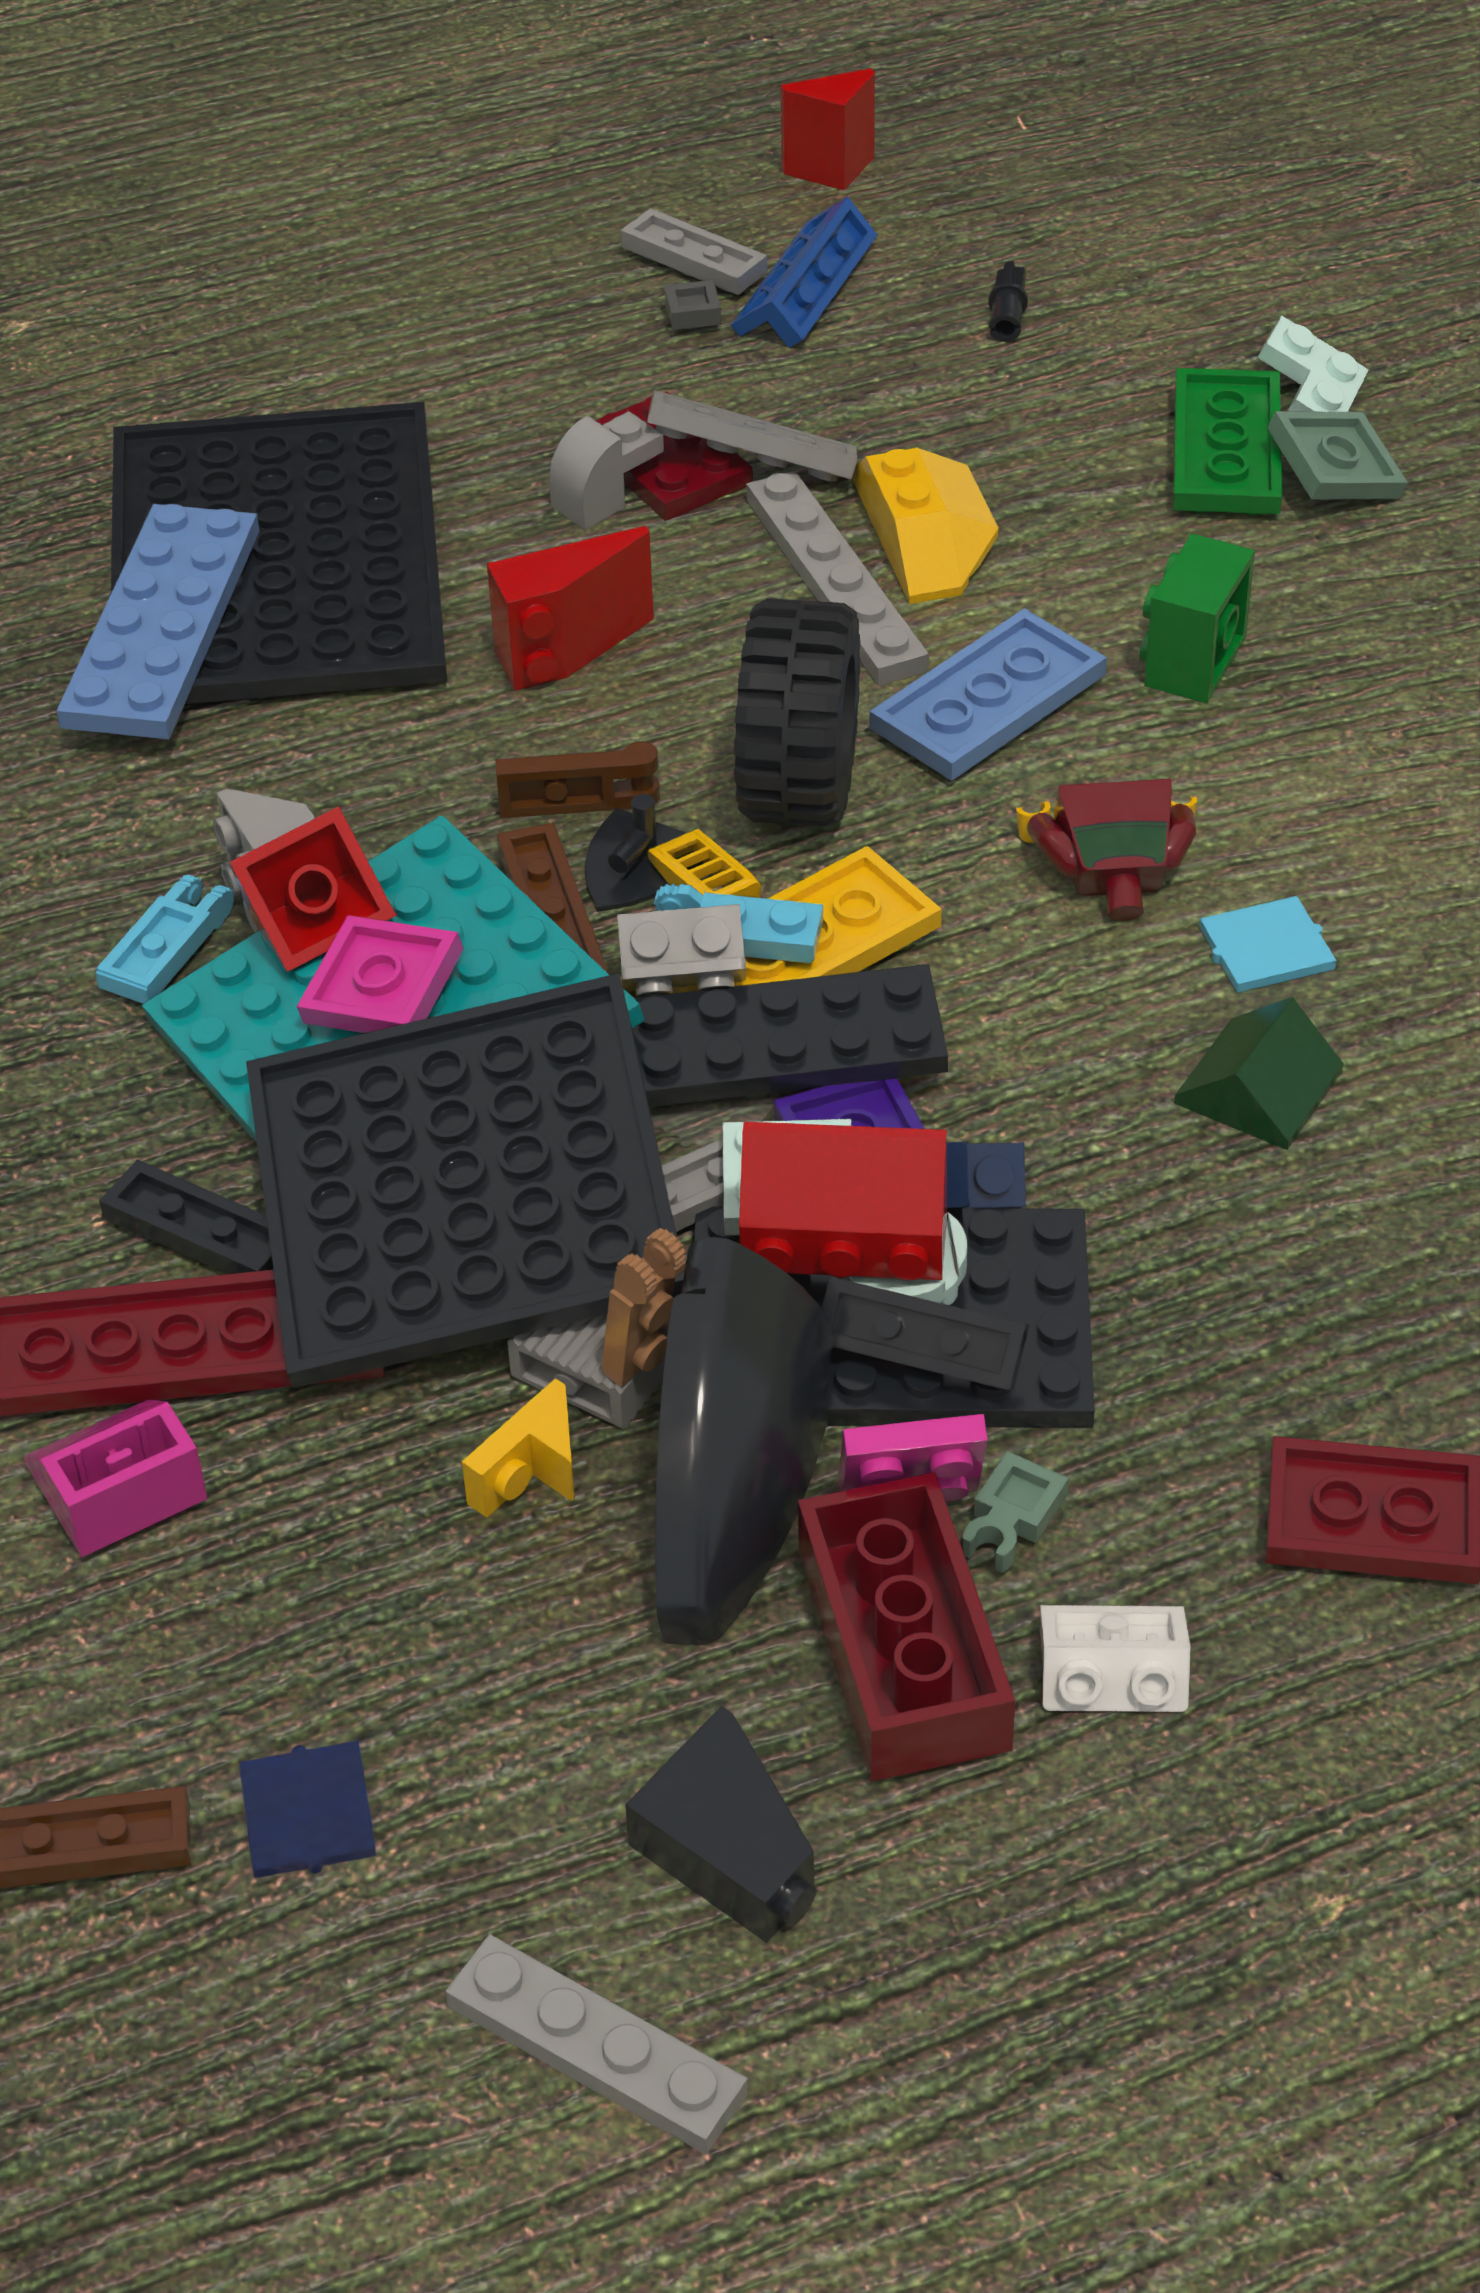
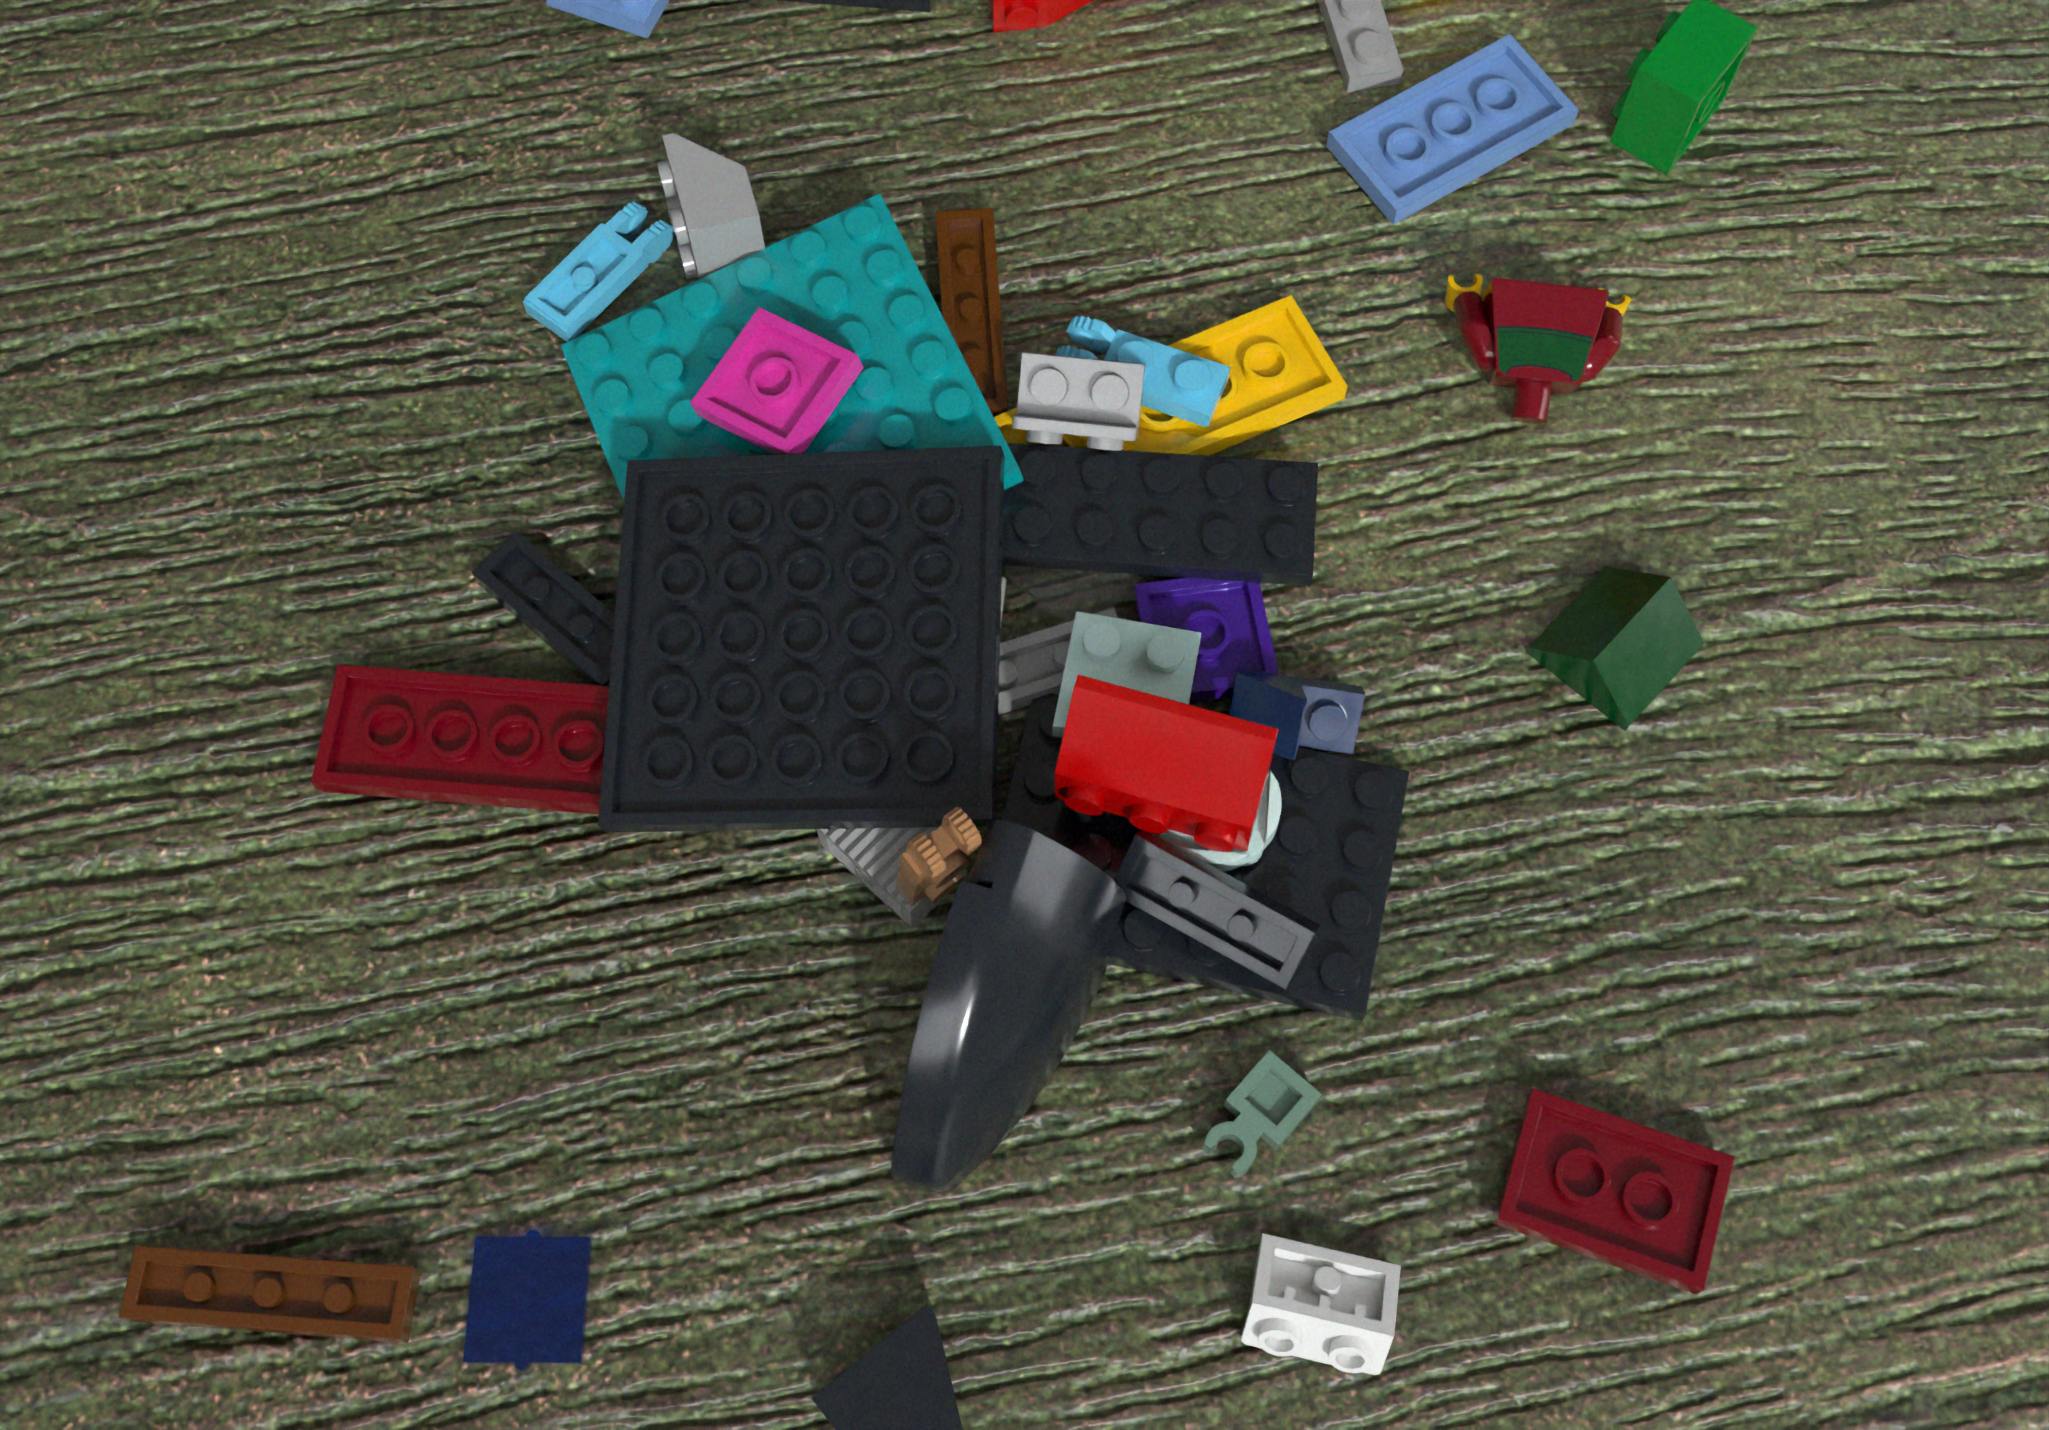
camera: 10 degrees right, 20 degrees up
(119, 1475) = (421, 891): dark pink slope -> none
(307, 886) = (730, 266): red slope -> none
(525, 1446) = (824, 936): yellow slope -> none
(576, 781) = (1028, 162): reddish brown plate -> none
(618, 856) = (1070, 259): black shield -> none
(726, 870) = (1160, 325): yellow slope -> none
(797, 712) = (1250, 141): black tyre -> none
(897, 1451) = (1200, 1062): dark pink plate -> none
(905, 1627) = (1124, 1241): dark red brick -> none
(1267, 944) = (1661, 481): medium azure piece -> none

